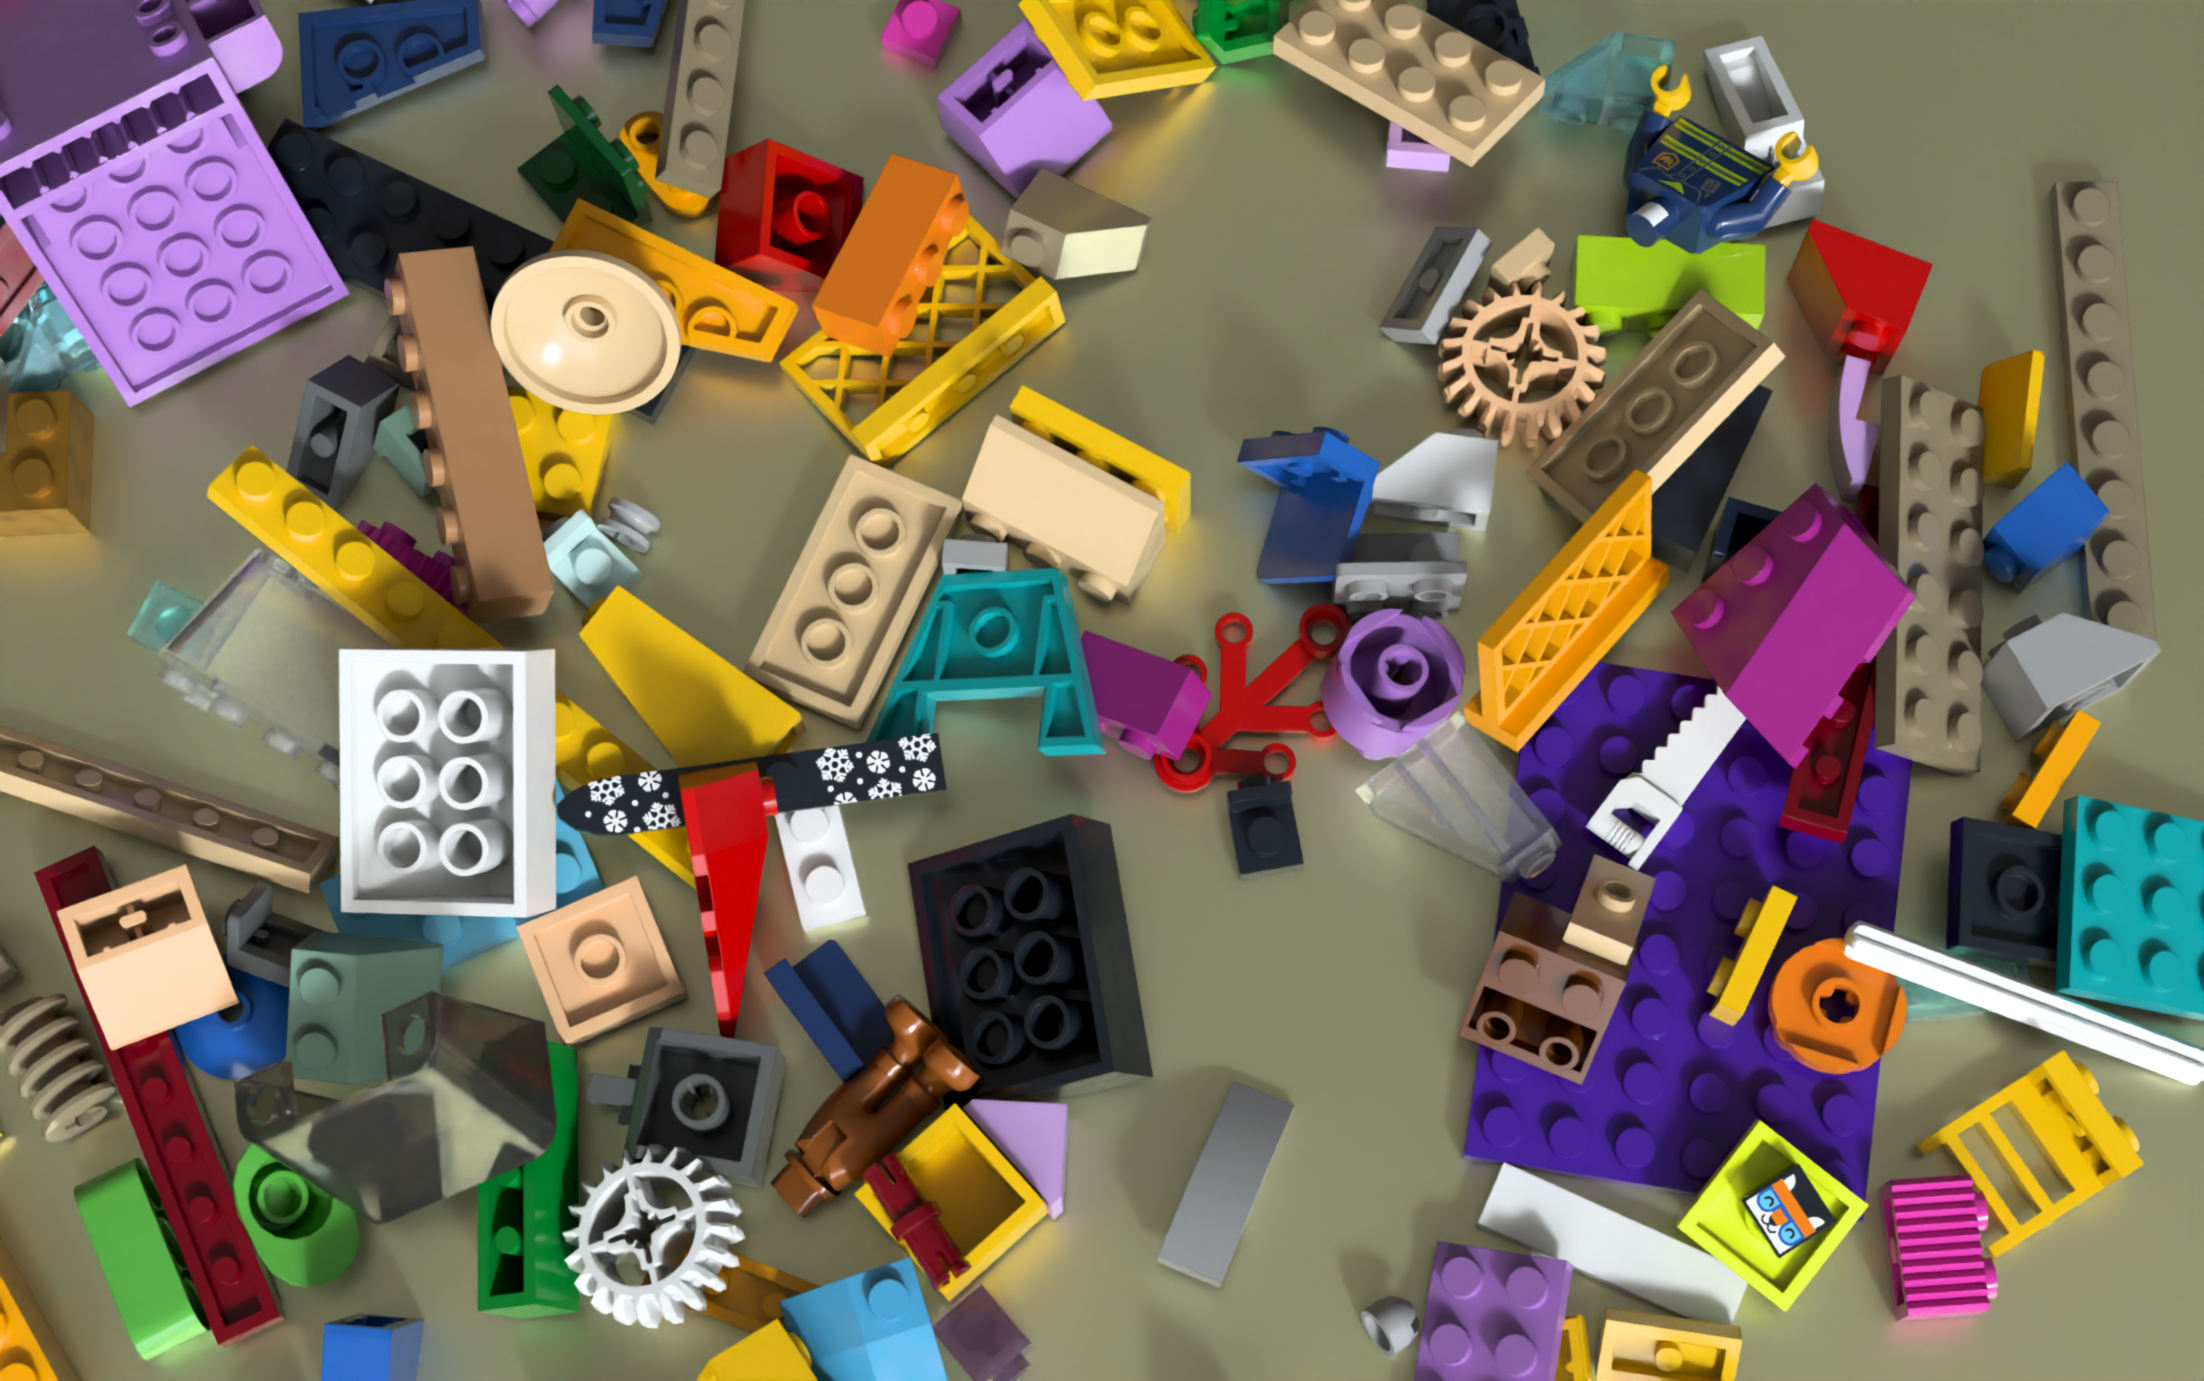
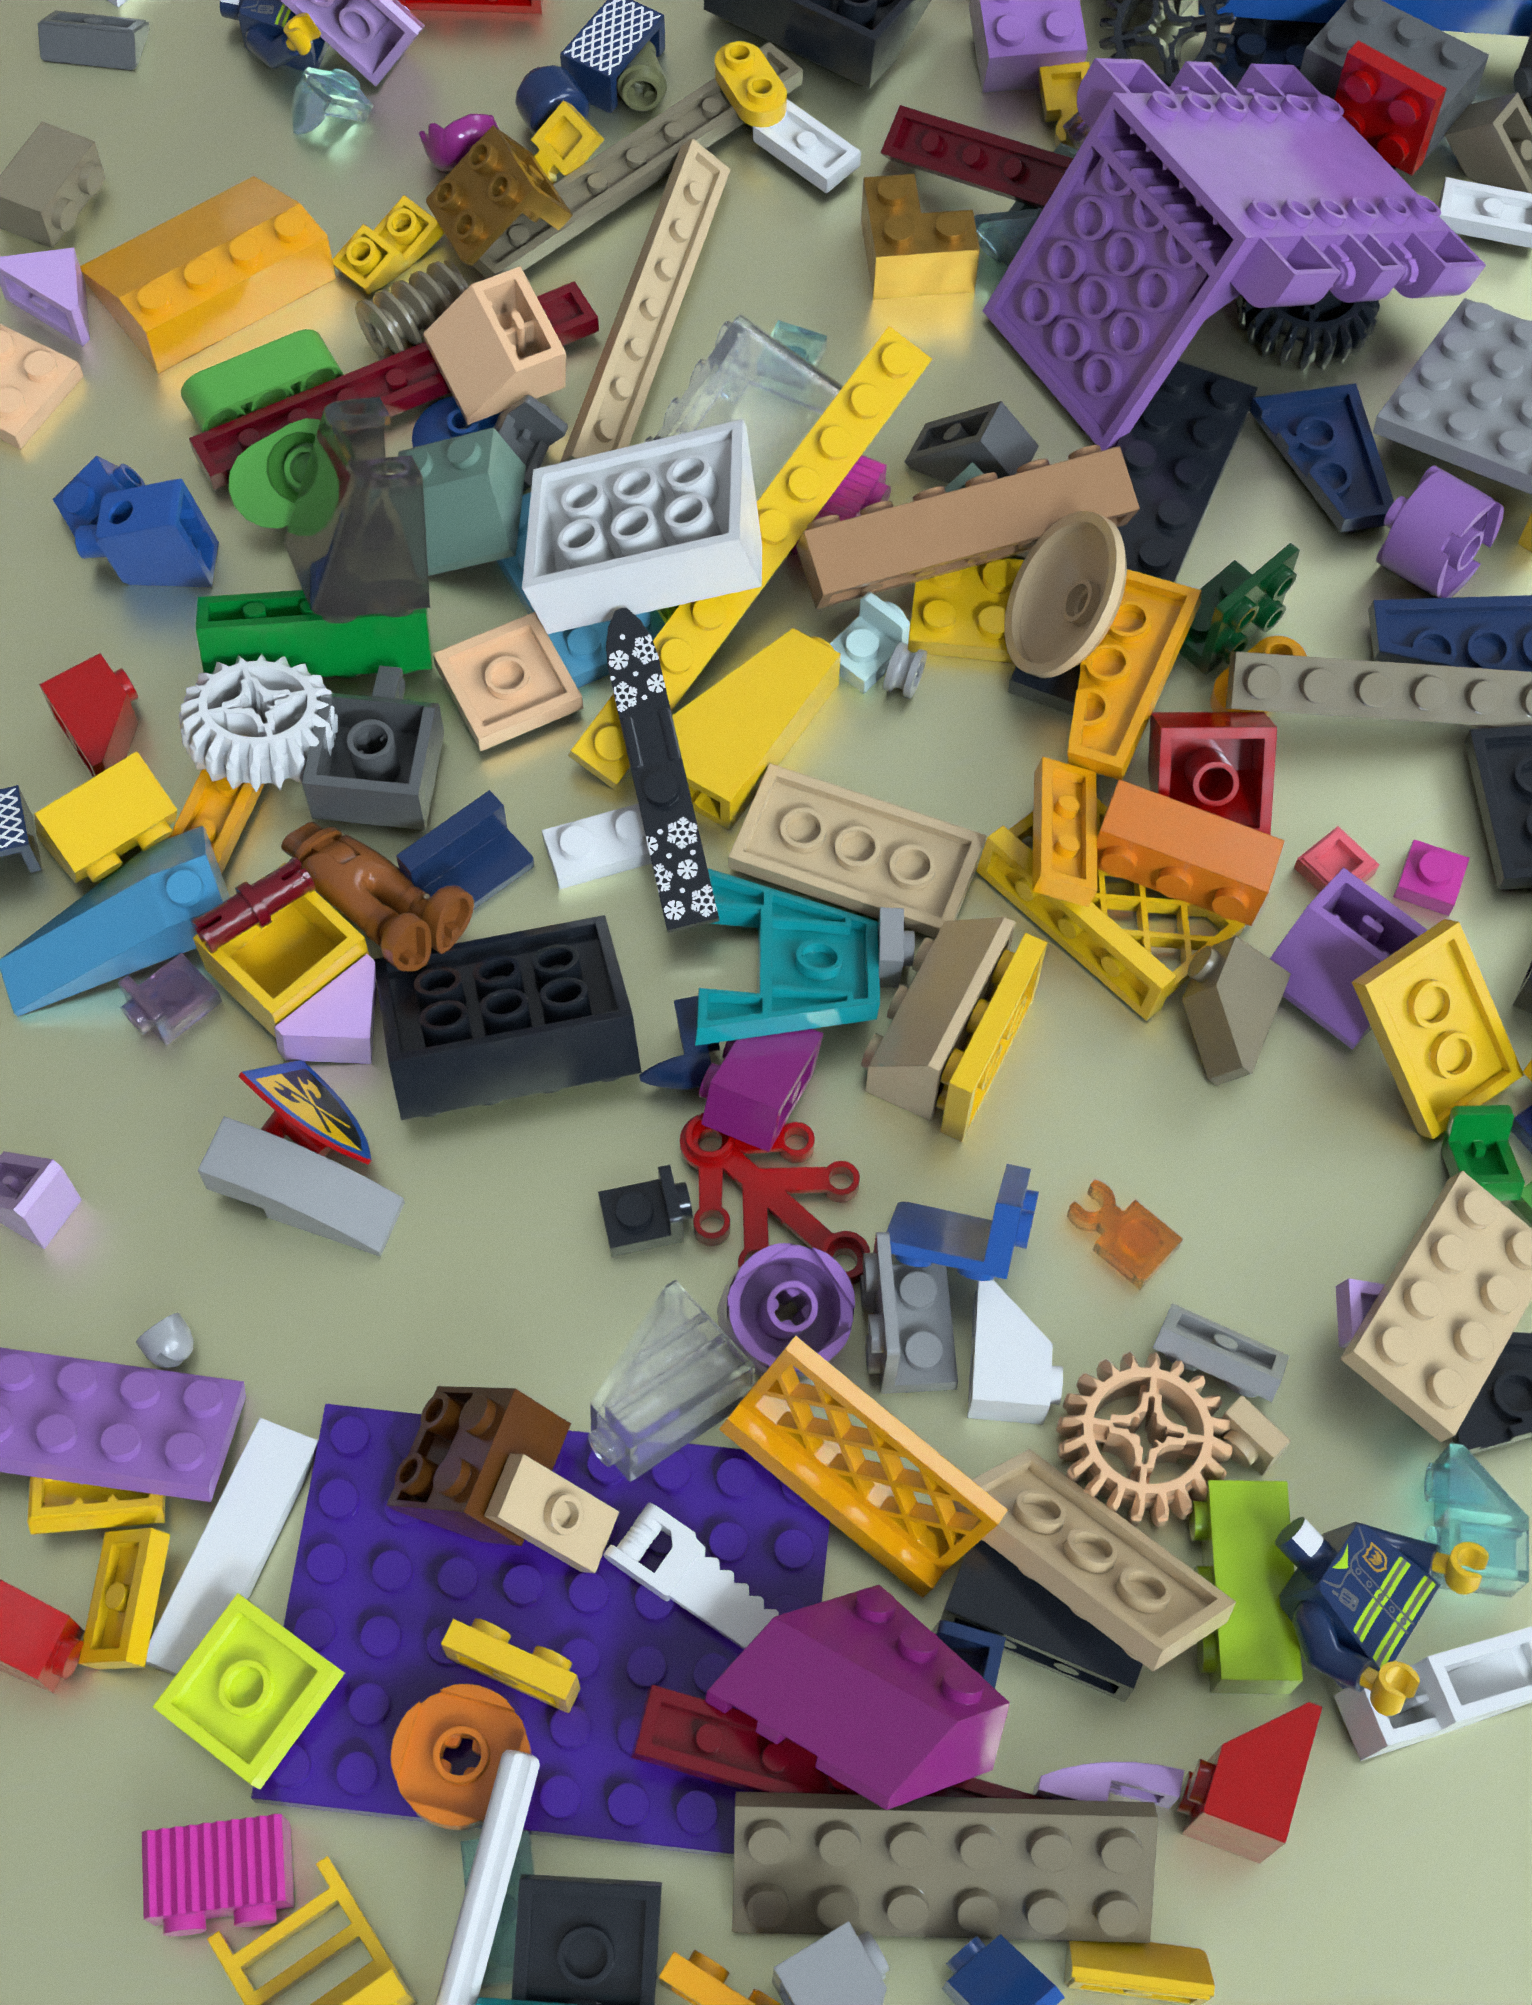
camera: 80 degrees right, 10 degrees down
(727, 847) = (588, 732): red wedge -> none
(867, 366) = (1065, 832): none -> light orange plate
(900, 116) = (1330, 855): none -> coral tile
(1081, 771) = (685, 1070): none -> dark blue plate
(1141, 1175) = (307, 1110): none -> shield
(1306, 358) = (1130, 1239): none -> clear orange plate
(1787, 1210) = (244, 1695): tile -> none

